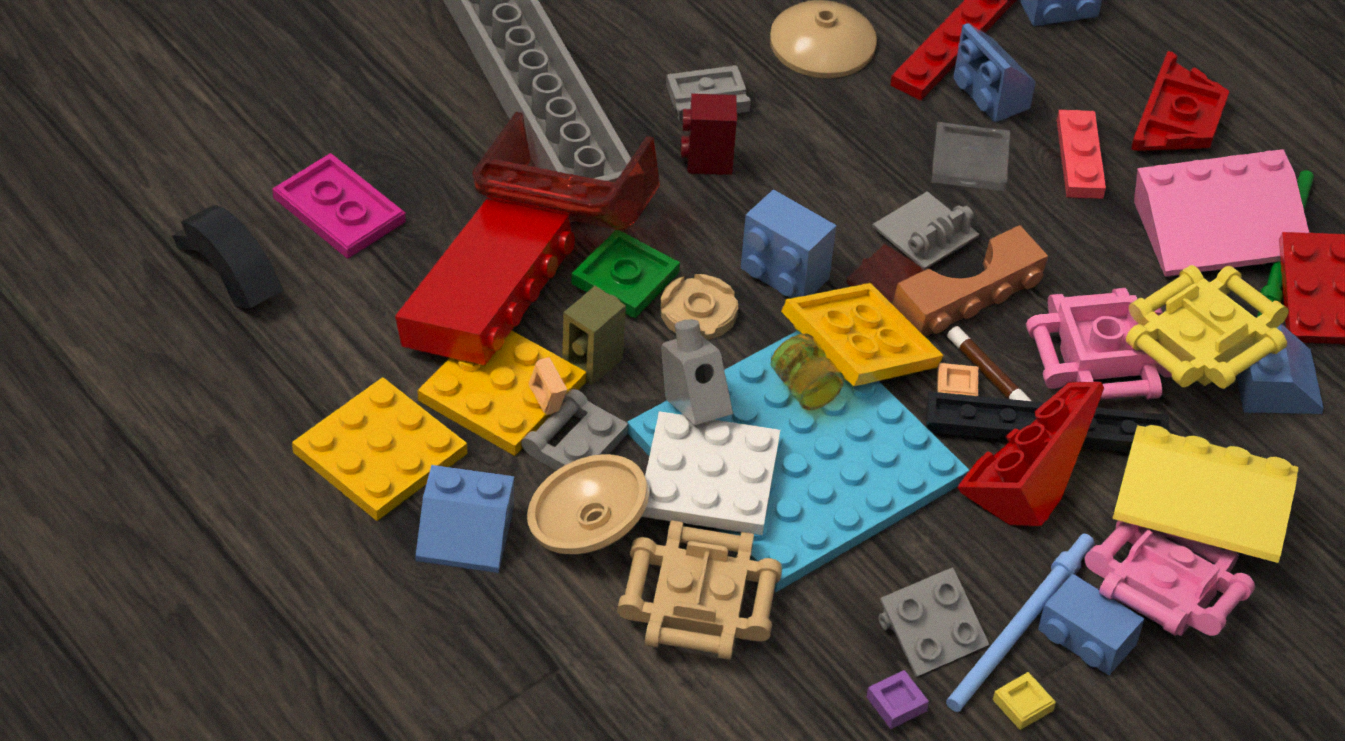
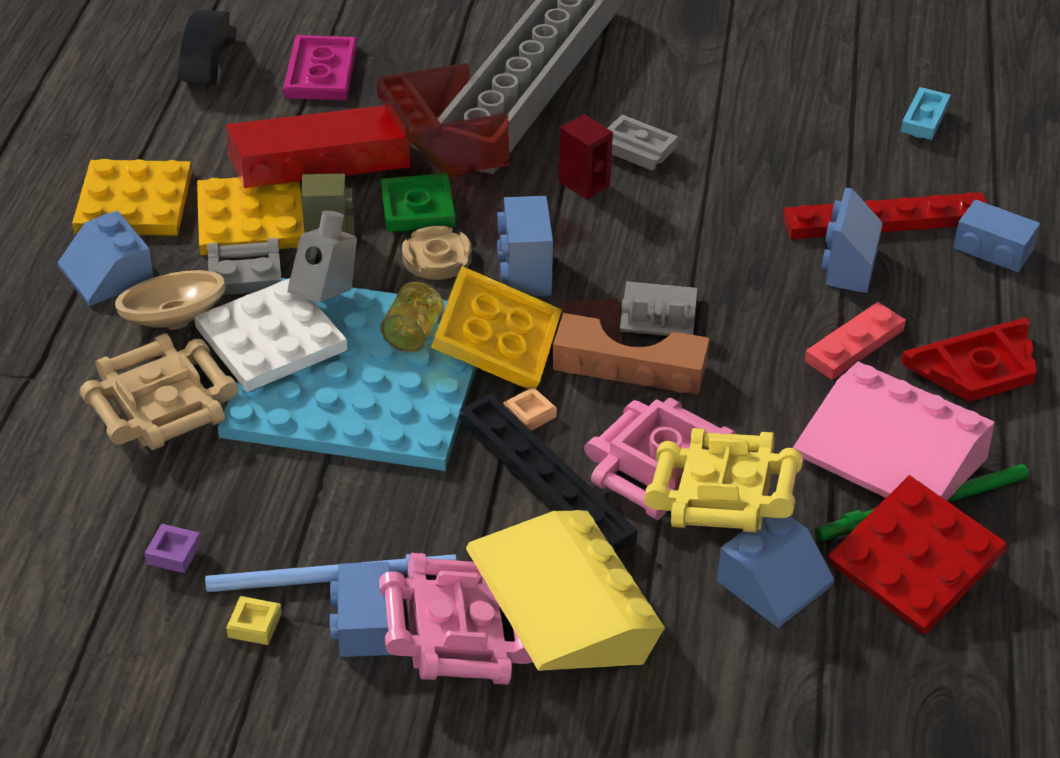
camera: 50 degrees right, 5 degrees down
(547, 386) = (250, 217): light nougat tile -> none
(823, 39) = (776, 163): tan dish -> none
(933, 621) = (269, 523): light grey hinge -> none
(970, 156) = (767, 290): clear tile -> none
(986, 365) = (567, 414): reddish brown bar -> none
(1033, 469) = (464, 489): red wedge -> none

